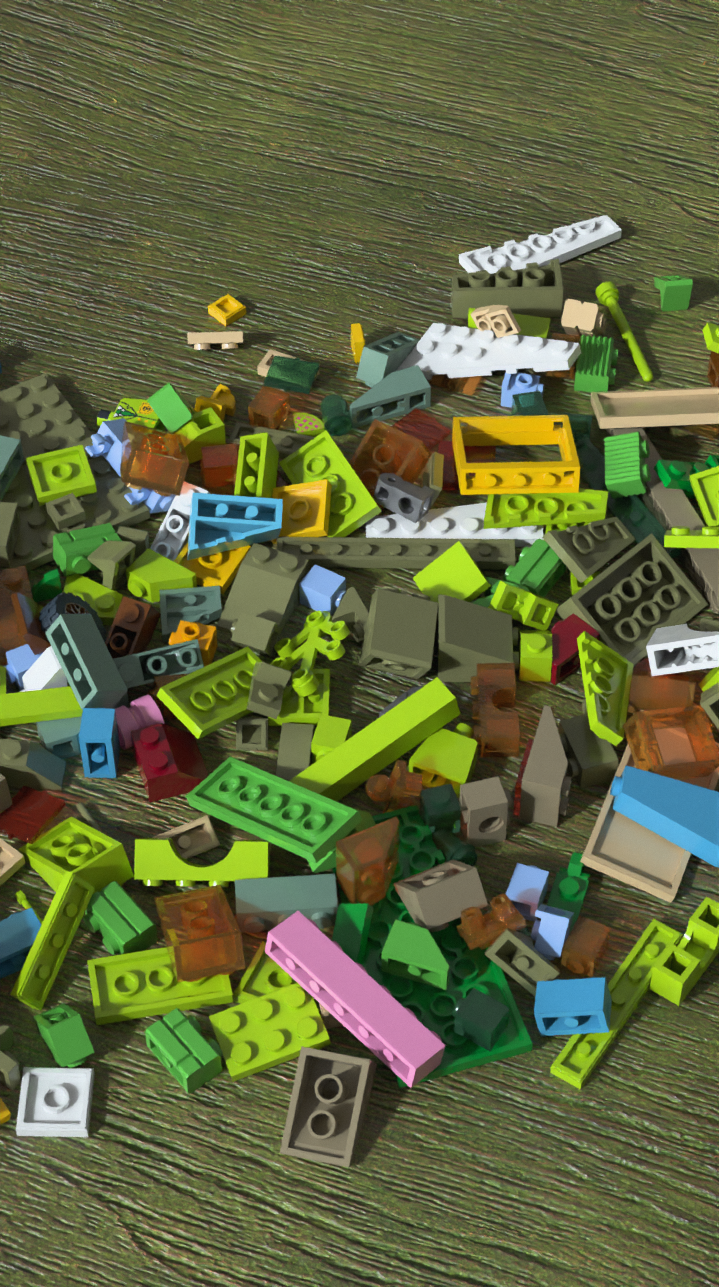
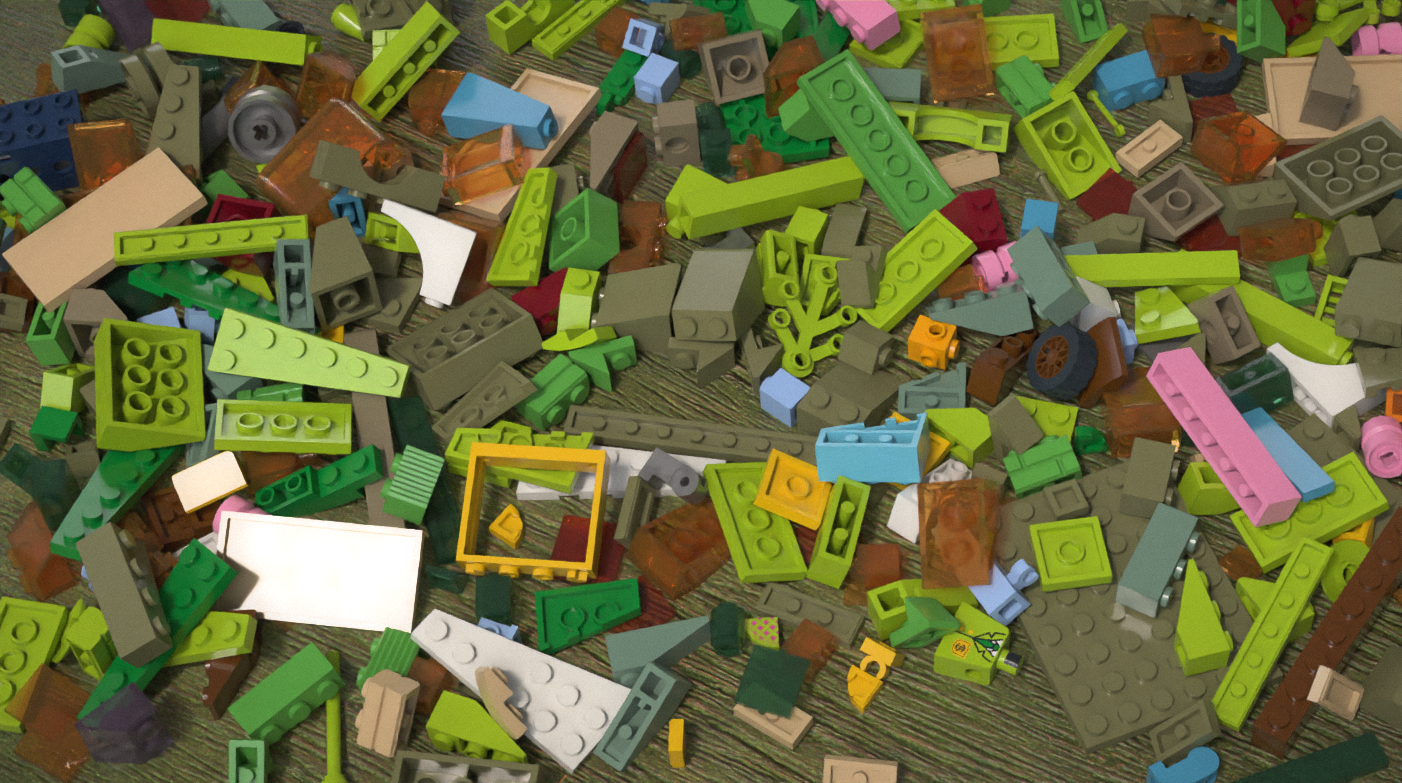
camera: 165 degrees left, 5 degrees up
(353, 691) = (776, 264): none -> lime brick
(437, 422) = (583, 611): none -> green wing
(452, 575) = (645, 385): lime tile -> none
(545, 681) = (584, 233): none -> bright green brick
(666, 331) = (287, 695): none -> bright green brick

